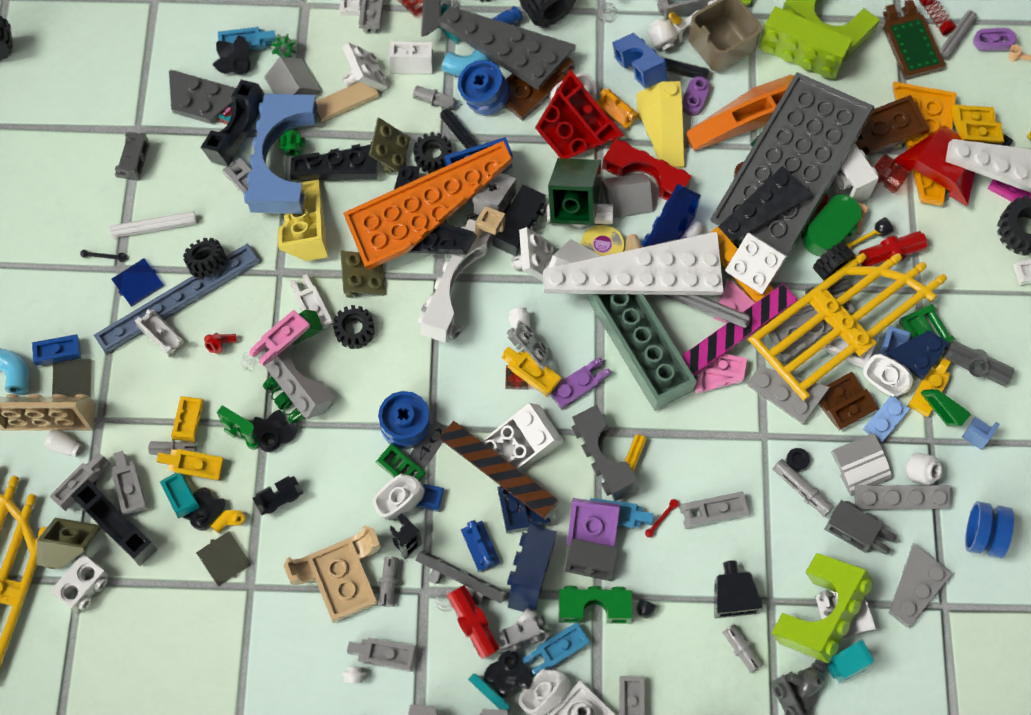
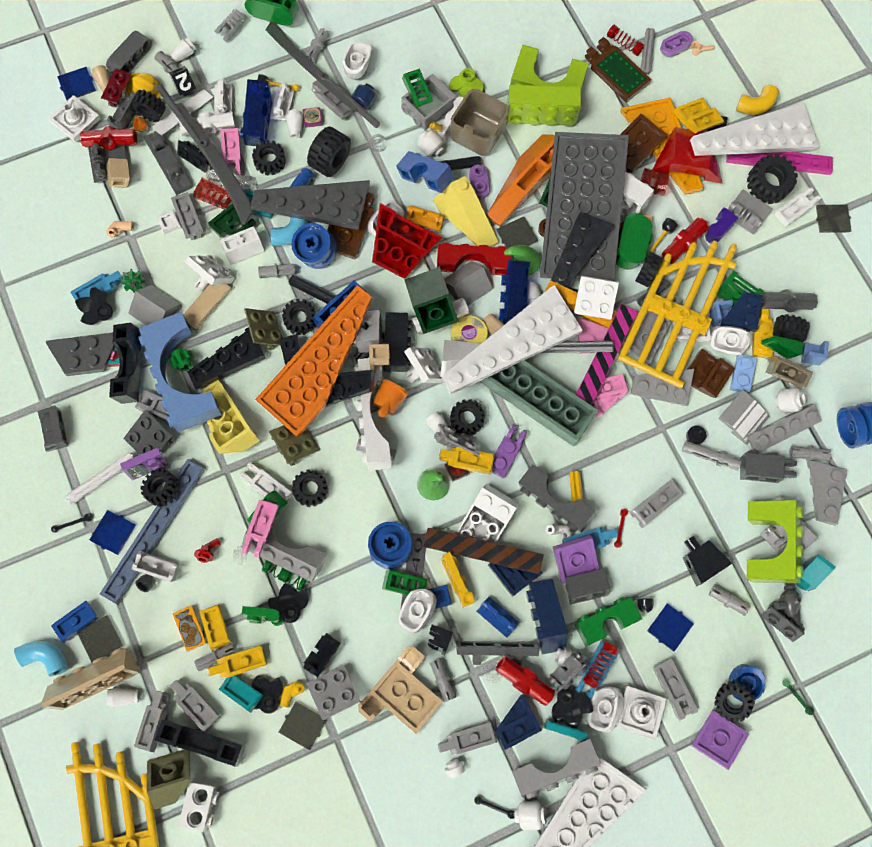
camera: 30 degrees left, 5 degrees up
(142, 344) = (144, 583): none -> black hinge
(162, 409) = (189, 628): none -> tile
(200, 226) = (144, 463): none -> medium lavender plate
(220, 205) = (147, 434): none -> dark grey hinge
(269, 537) = (333, 692): none -> light grey hinge
(409, 27) = (227, 220): none -> dark green plate
(442, 664) = (517, 724): none -> dark blue wing
(457, 490) = (457, 581): none -> yellow hinge
(481, 272) = (389, 398): none -> orange hat
(482, 380) = (432, 484): none -> bright green hat
(555, 317) = (471, 407): none -> black tyre
(577, 628) = (588, 679): none -> red piece
(591, 487) = (554, 529): none -> white arm
(661, 646) = (670, 627): none -> clear blue piece
(706, 188) = (525, 253): none -> bright green hat
(708, 167) = (517, 233): none -> clear smoke piece
(918, 537) = (809, 453): none -> light grey pin
(937, 438) = (789, 372): none -> dark tan brick
(943, 253) = (718, 230): none -> dark purple leg
(965, 391) = (791, 327): none -> black tyre
(983, 250) = (749, 210): none -> light grey hinge

